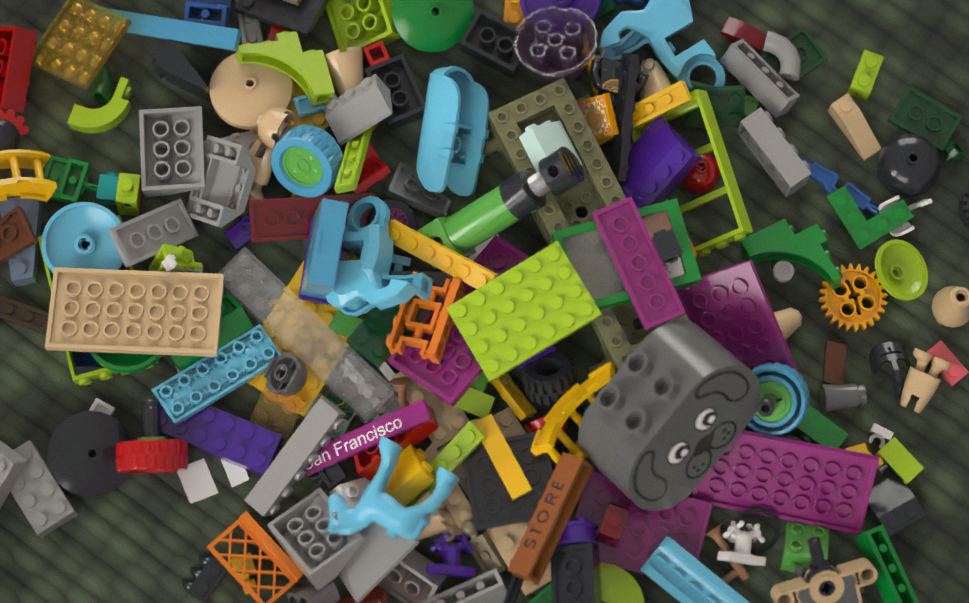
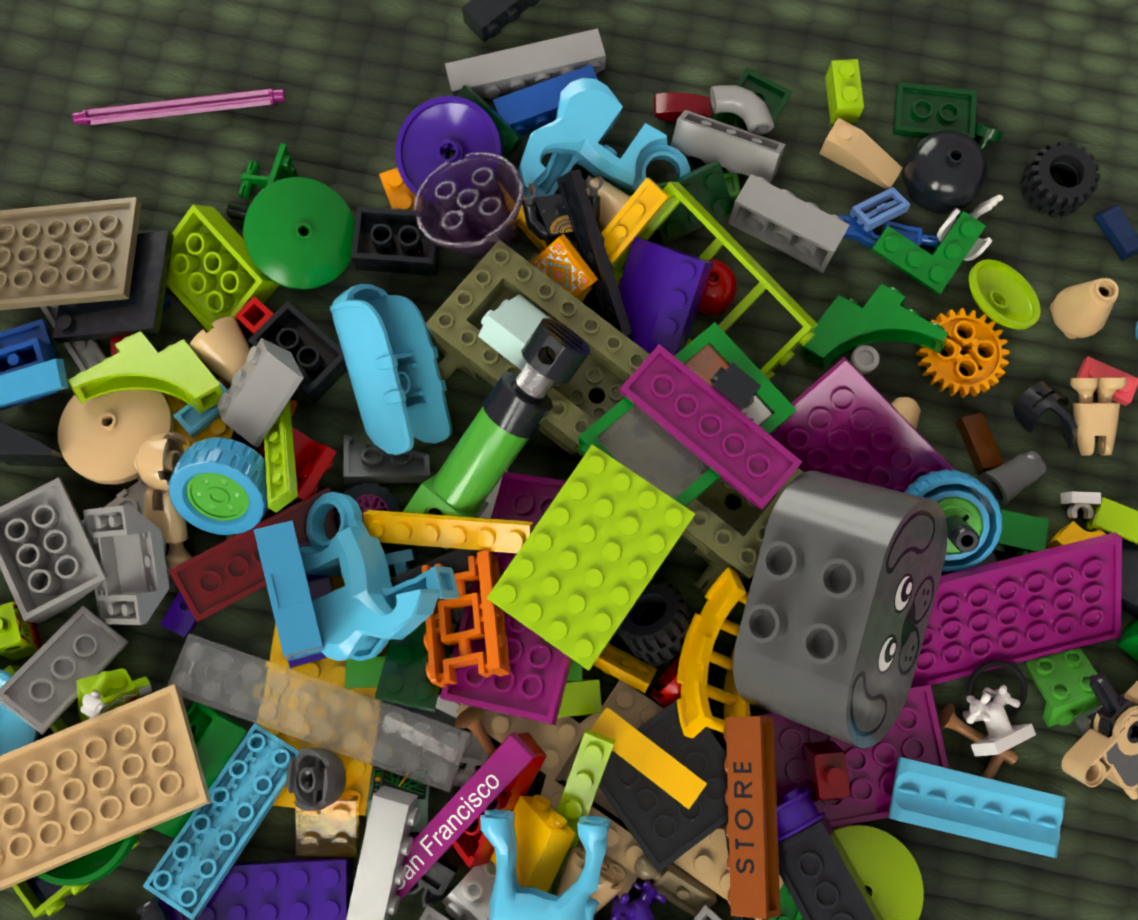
camera: 25 degrees left, 0 degrees up
(848, 174) = (883, 212): none -> medium blue tile

